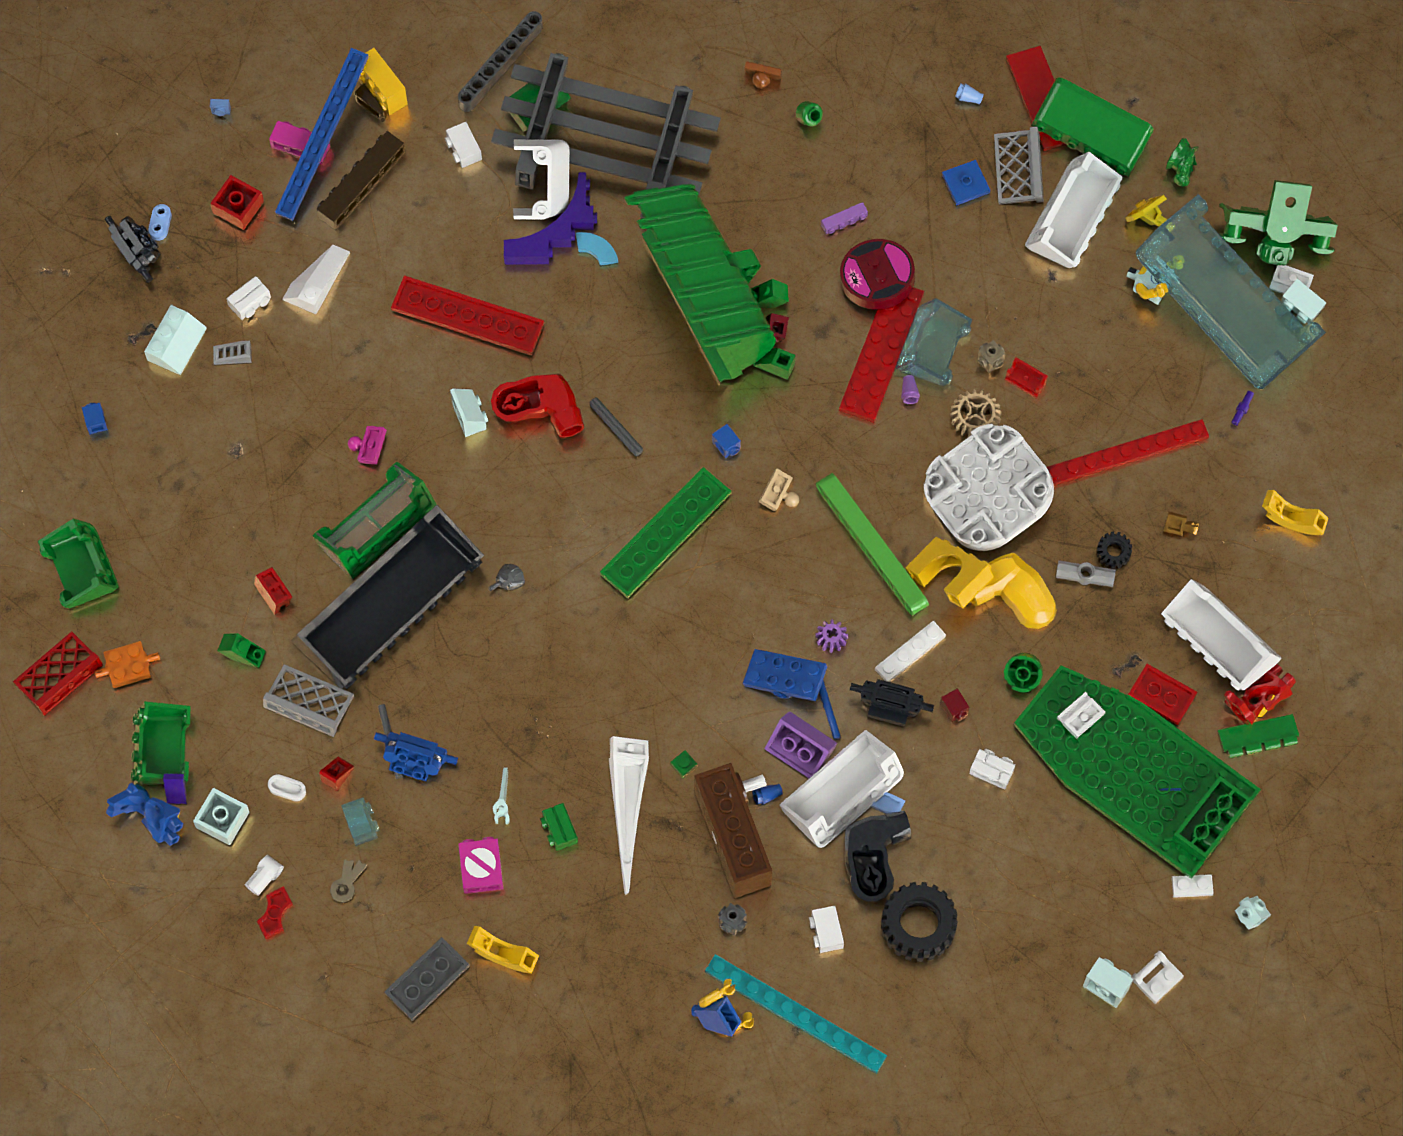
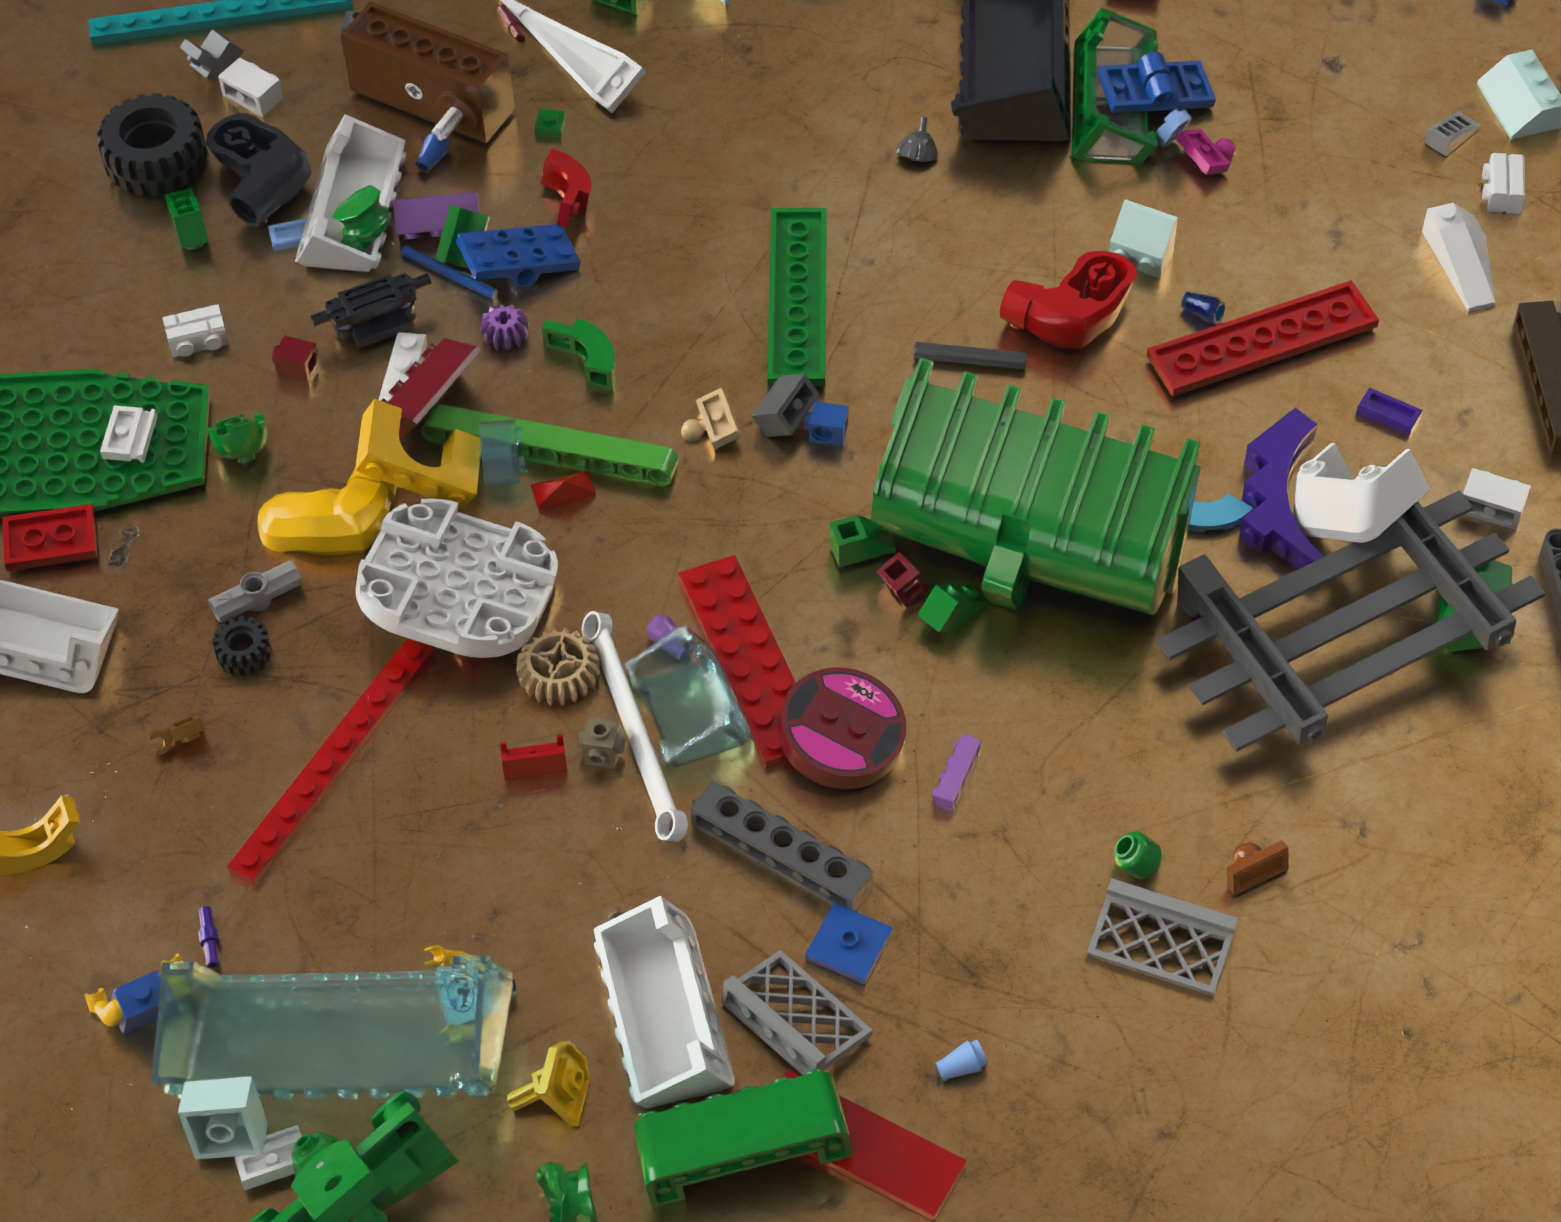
camera: 140 degrees right, 15 degrees down
(351, 502) = (1156, 85): none -> blue plate
(377, 462) = (1175, 122): none -> light blue plate
(453, 230) = (1389, 411): none -> dark purple tile
(475, 353) = (1205, 307): none -> clear blue cone
(639, 861) = (511, 23): none -> dark red piece
(715, 698) = (571, 181): none -> red arch
(739, 465) = (785, 405): none -> dark grey brick
(801, 573) = (589, 344): none -> green arch
(805, 709) = (458, 221): none -> green panel
(819, 83) = (1177, 914): none -> light grey fence
(830, 972) = (213, 56): none -> dark grey brick
(852, 758) = (362, 218): none -> green piece
(886, 516) = (563, 490): none -> red slope
(905, 547) = (500, 452): none -> clear light blue brick
(910, 615) = (429, 380): none -> dark red slope
(937, 857) = (187, 219): none -> green slope
(947, 201) = (789, 862): none -> dark grey brick
(967, 356) = (635, 728): none -> white piece
(1296, 389) = (131, 1004): none -> blue torso

